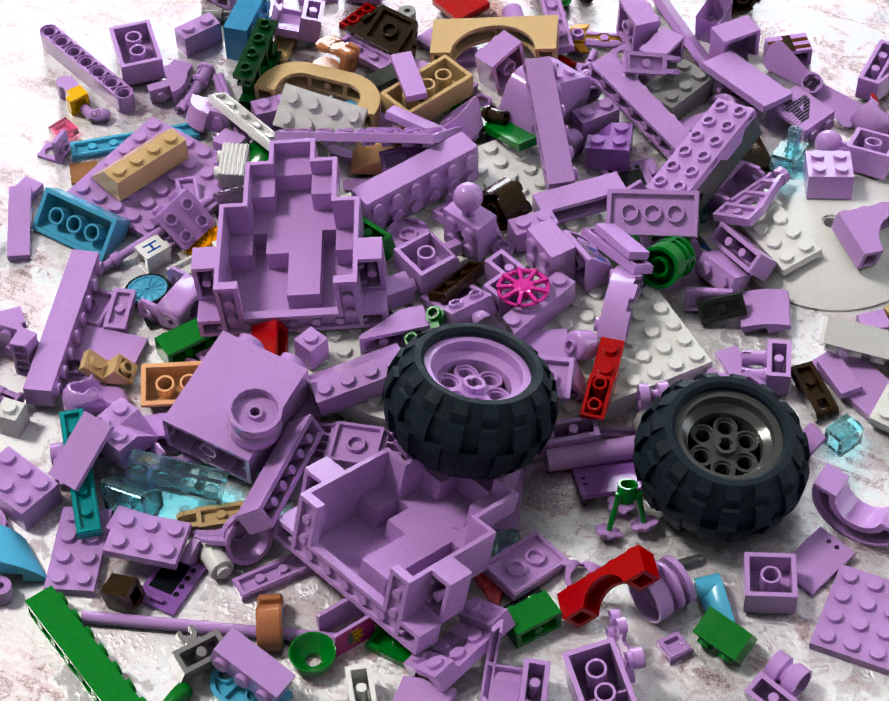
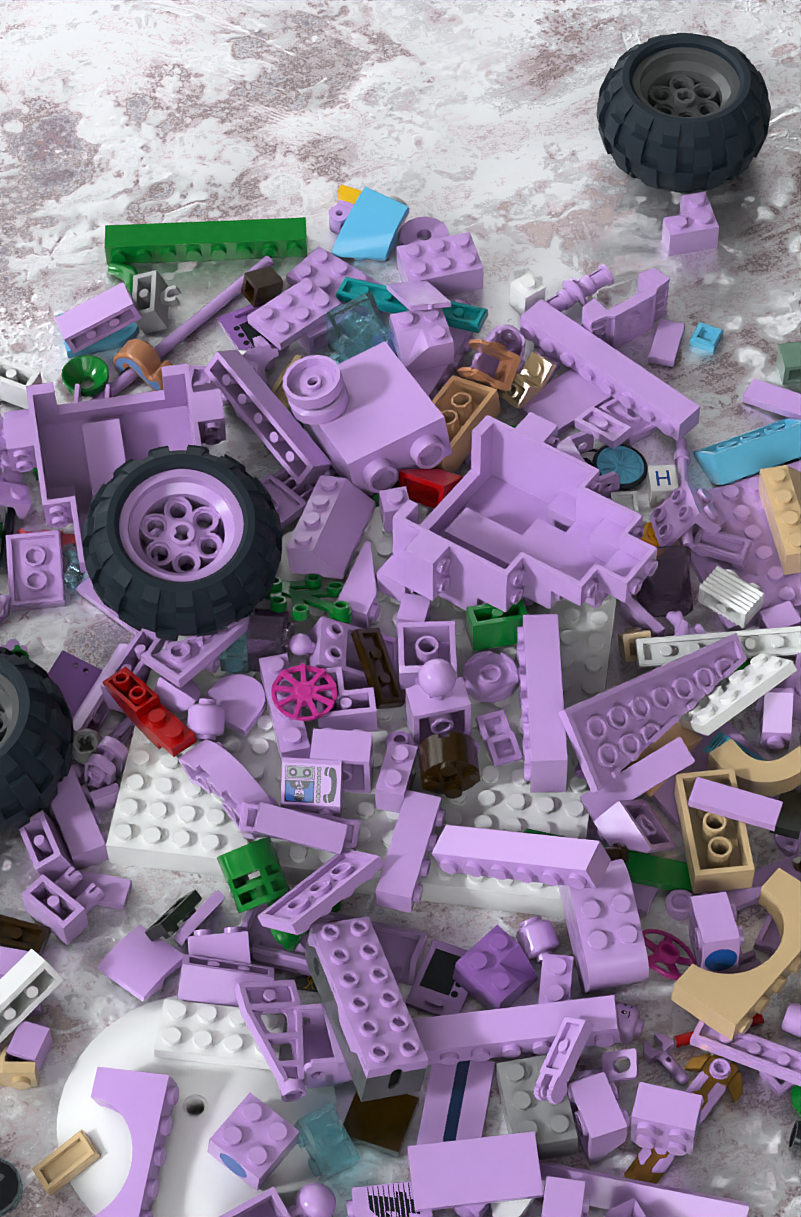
camera: 125 degrees right, 5 degrees up
(130, 382) = (506, 369): none -> nougat piece

